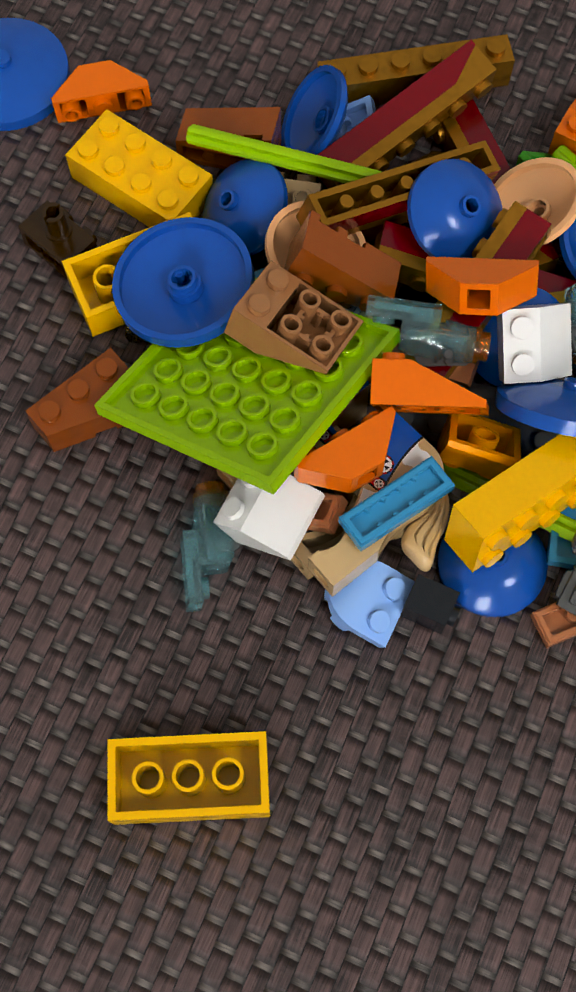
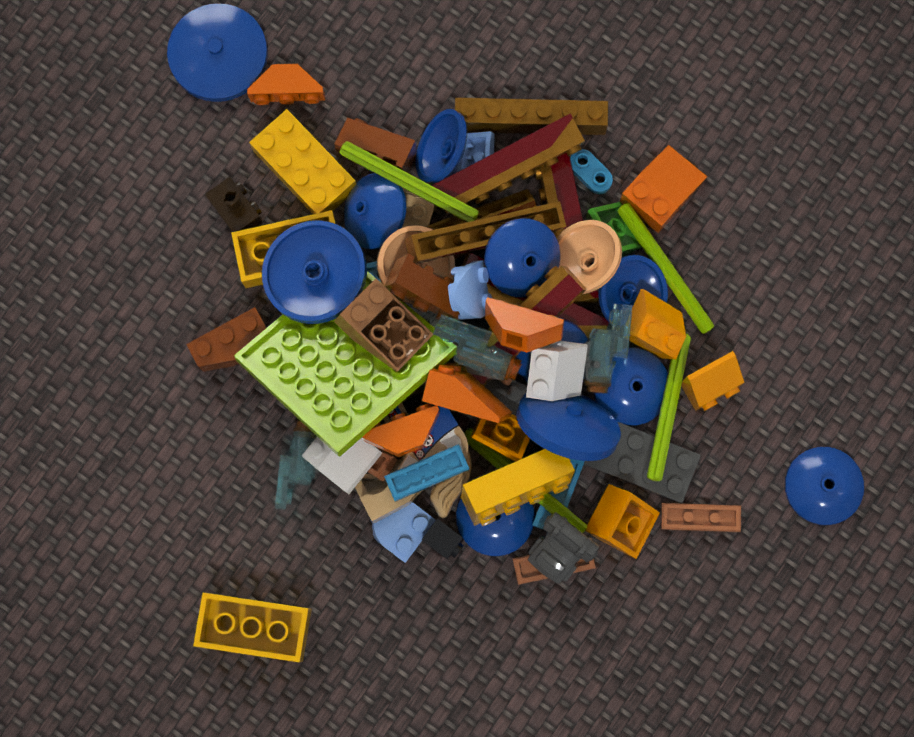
camera: 15 degrees right, 10 degrees up
(399, 259) = (469, 290): none -> light blue slope
(503, 126) = (589, 171): none -> dark azure plate

